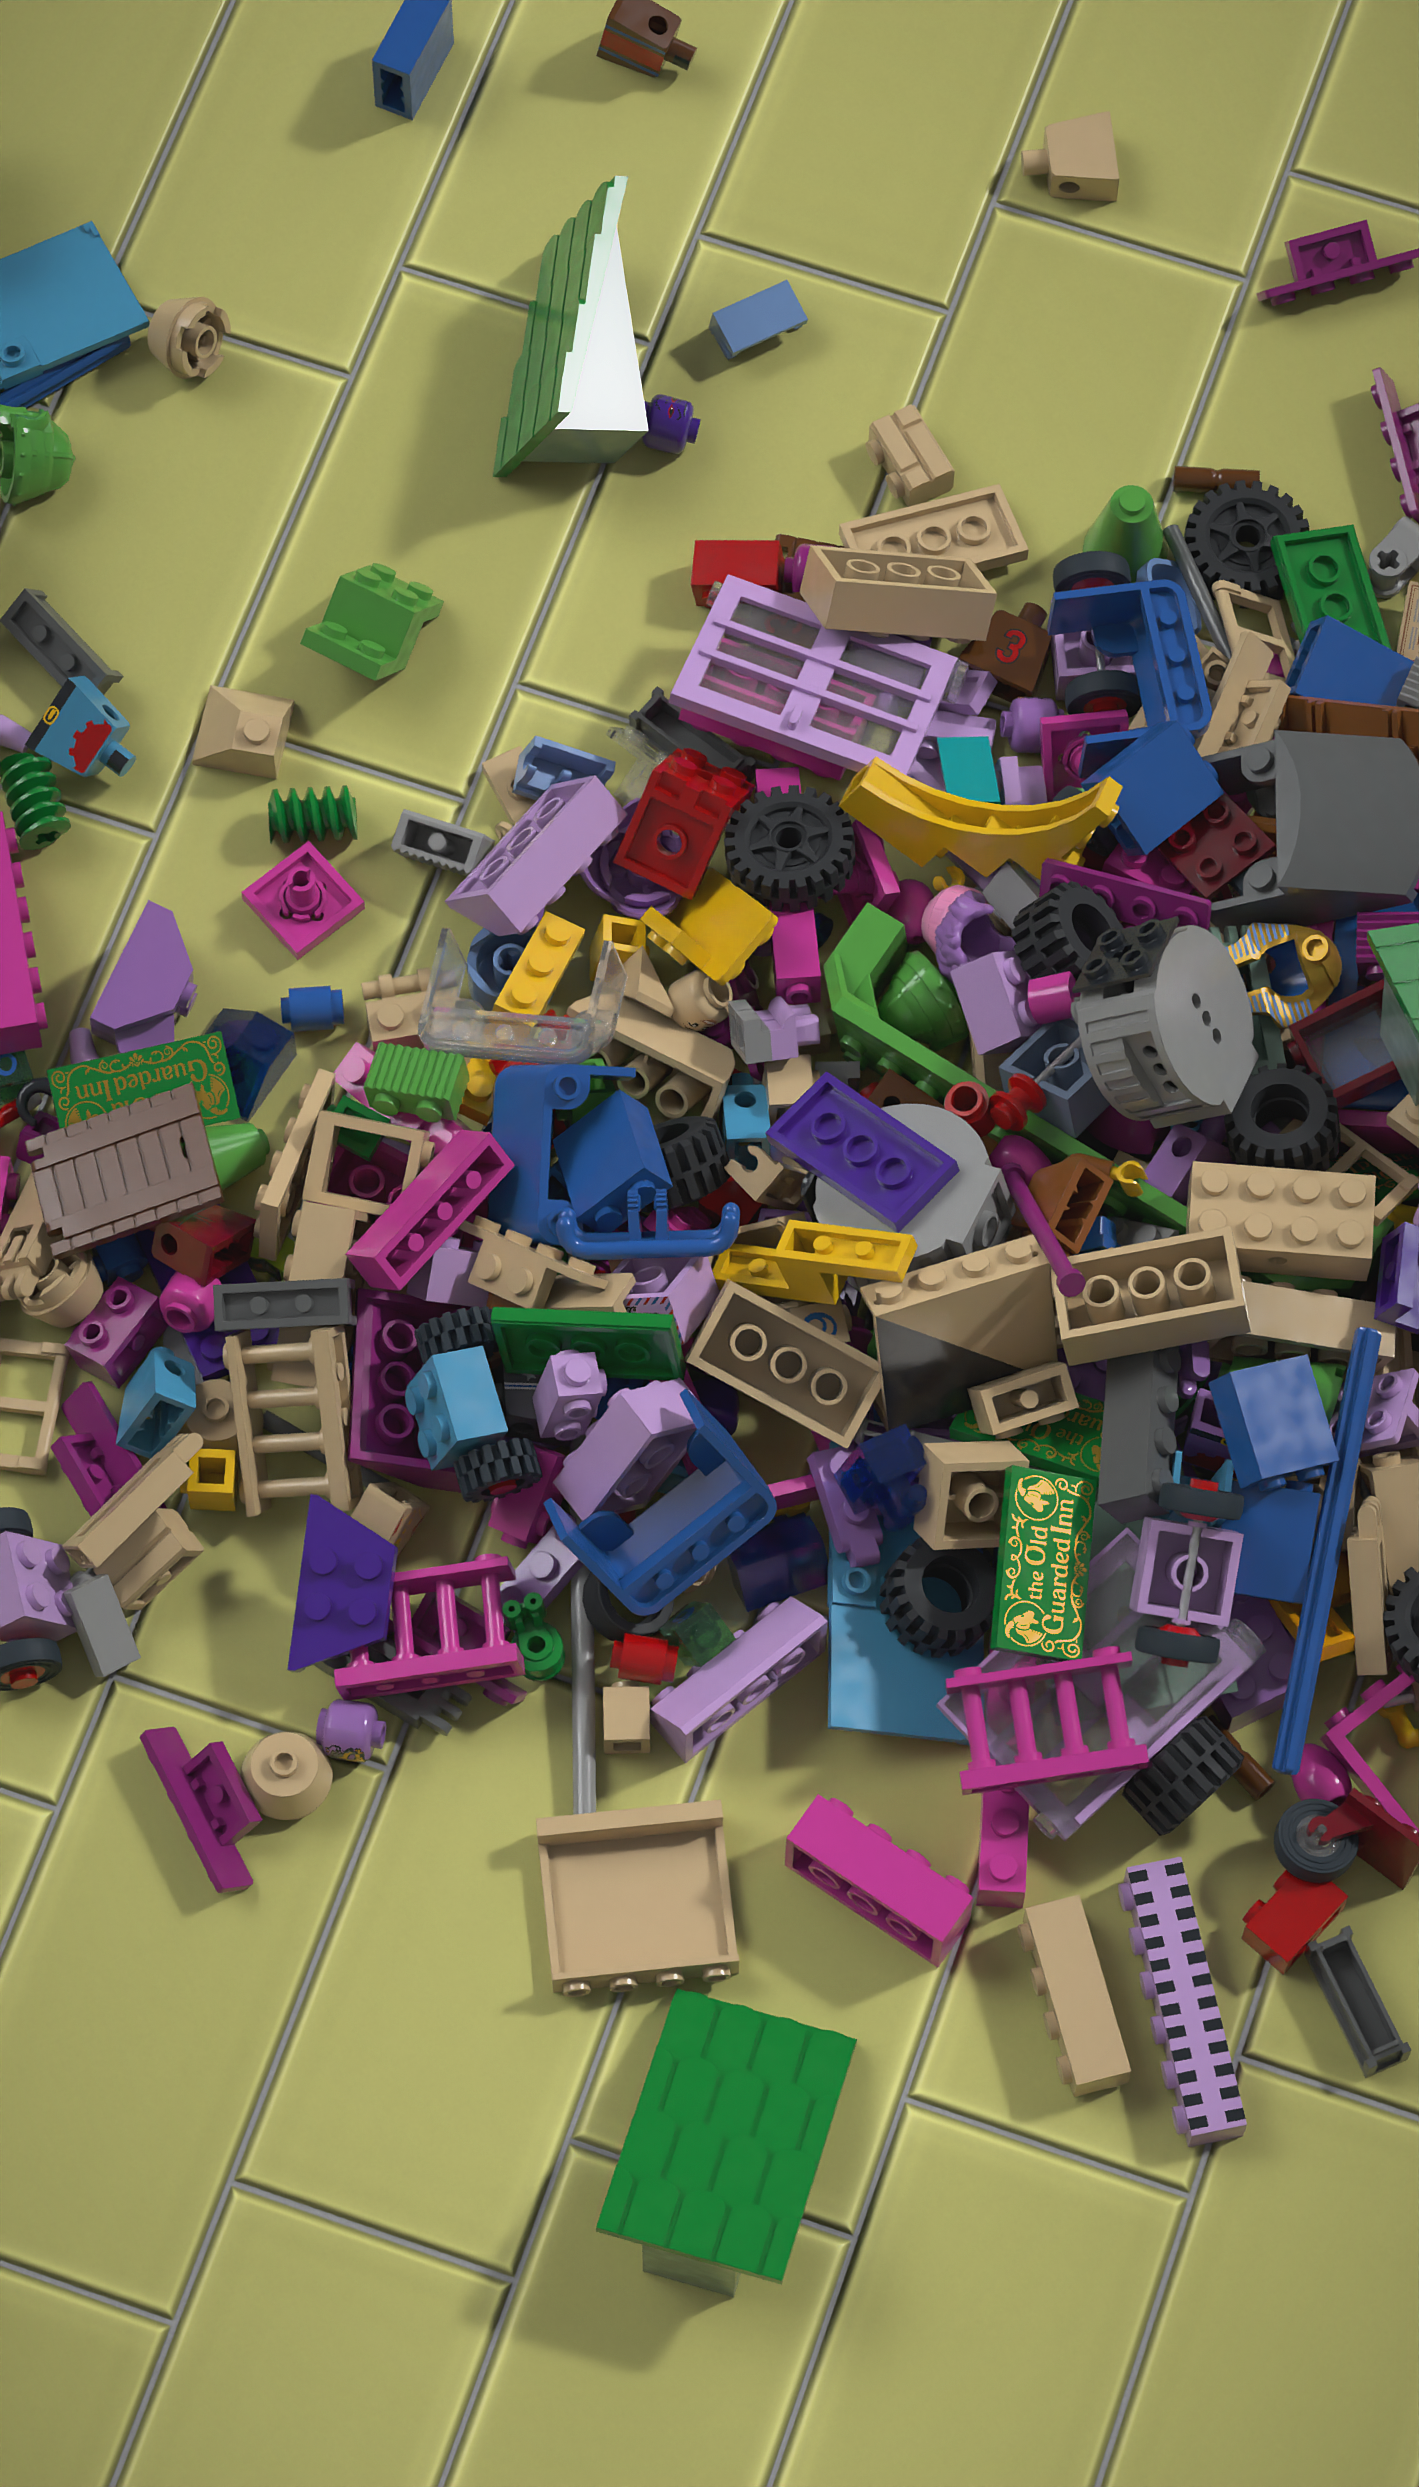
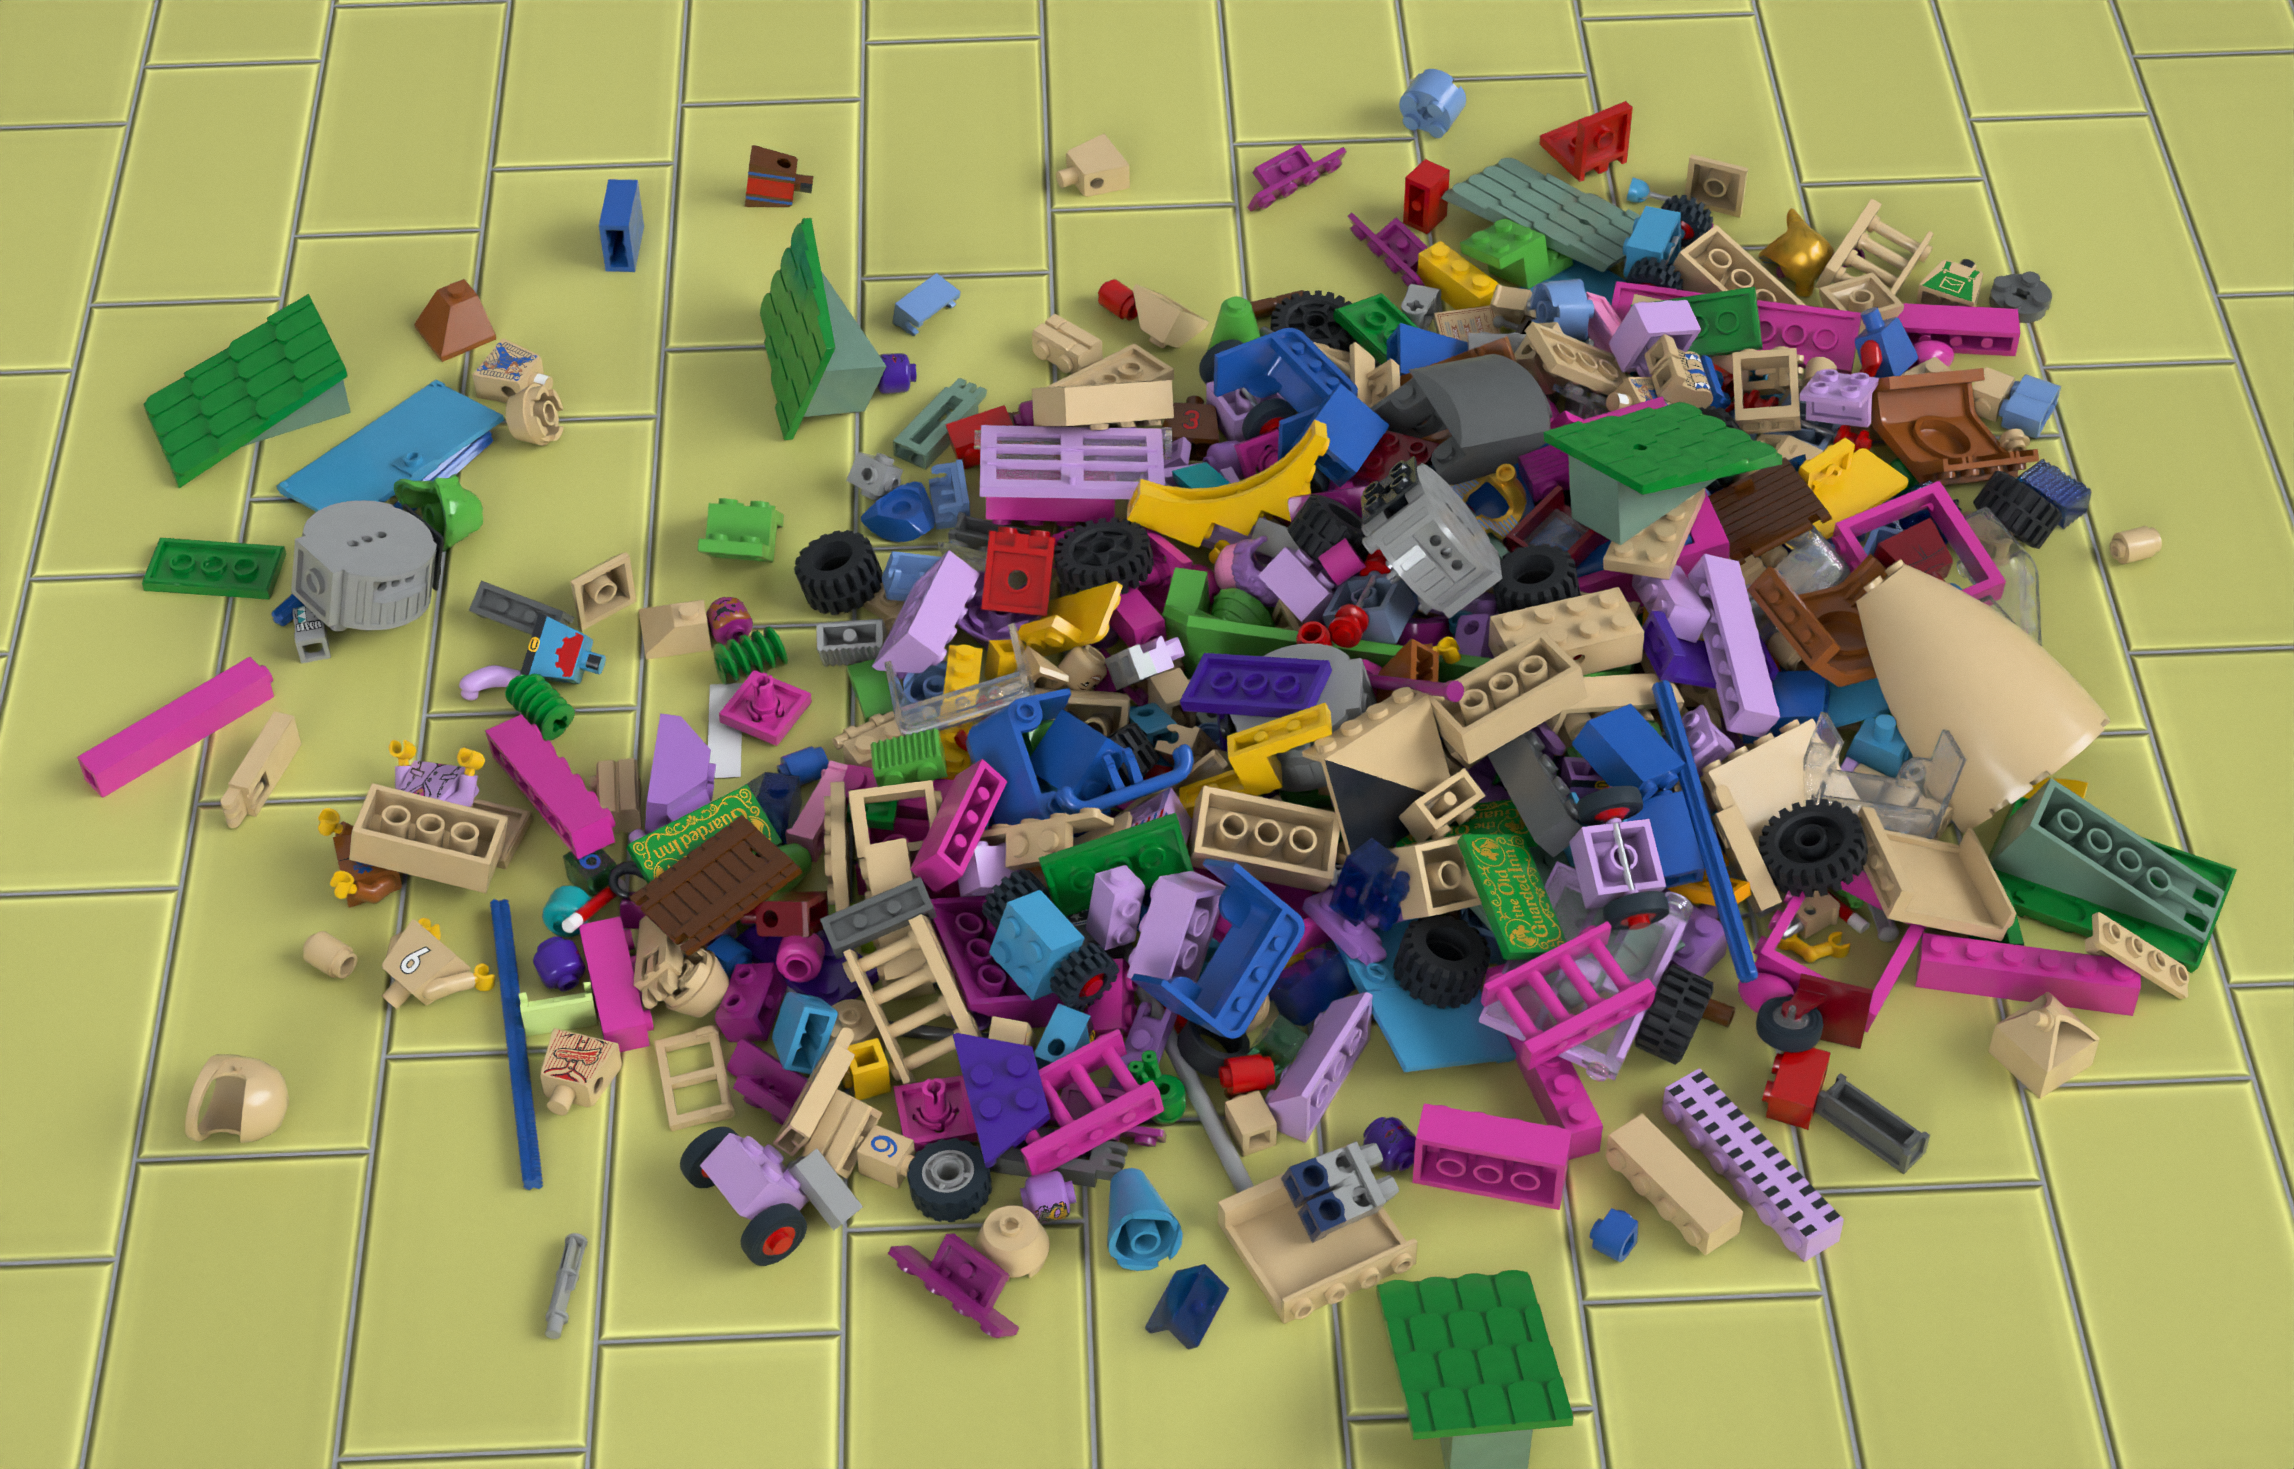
camera: 20 degrees left, 20 degrees down
(77, 969) = (619, 791): none -> tan brick
(147, 134) = (454, 321): none -> dark orange slope
(169, 648) = (603, 590): none -> tan slope
(187, 250) = (508, 371): none -> tan torso
(192, 1604) = (885, 1156): none -> tan brick
(231, 1642) = (949, 1180): none -> black wheel
(238, 924) = (722, 739): none -> white sticker
(275, 1548) = (935, 1108): none -> dark pink plate
(282, 1101) = (810, 826): none -> bright pink container
(310, 749) = (727, 619): none -> magenta head
(439, 915) = (870, 688): none -> bright green slope
(439, 1802) = (1140, 1223): none -> dark azure cone
(451, 1931) = (1189, 1305): none -> clear blue panel
(455, 1530) = (1064, 1034): none -> dark azure torso
(460, 703) = (838, 572): none -> black tyre
(576, 586) = (874, 475): none -> light grey brick
(590, 658) = (901, 514): none -> blue hat
(661, 648) = (949, 494): none -> medium blue hinge
(668, 539) = (927, 436): none -> sand green hinge
(694, 1854) = (1338, 1188): none -> hips
(771, 1811) = (1394, 1142): none -> dark purple head
(978, 2033) = (1615, 1234): none -> blue plate
(1013, 401) = (1118, 299): none -> red brick
(1060, 453) = (1166, 319): none -> tan slope

